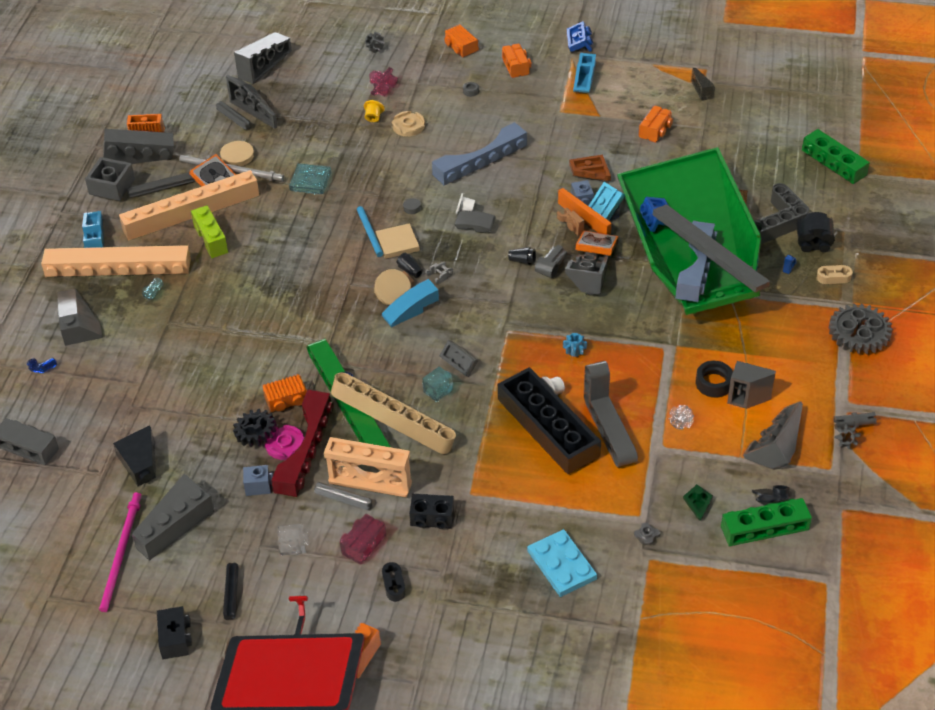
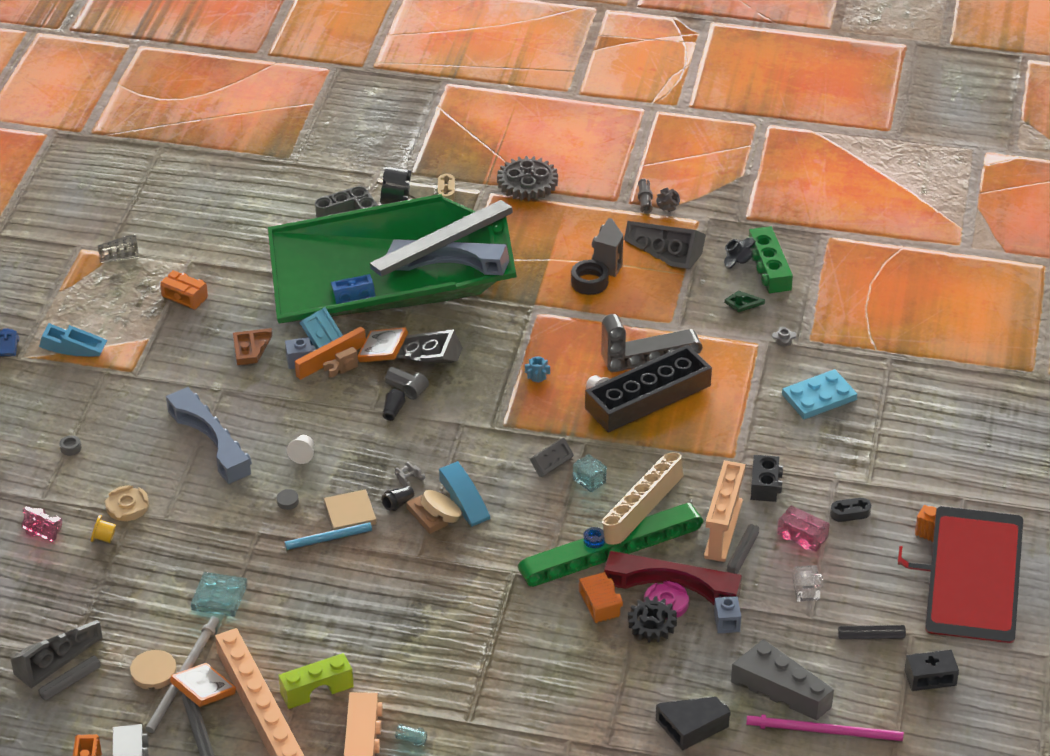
camera: 90 degrees left, 5 degrees down
(477, 220) = (329, 441): dark grey slope -> none
(516, 60) = (29, 399): orange brick -> none
(681, 417) = (642, 300): clear gear -> none
(835, 156) = (268, 165): green brick -> none

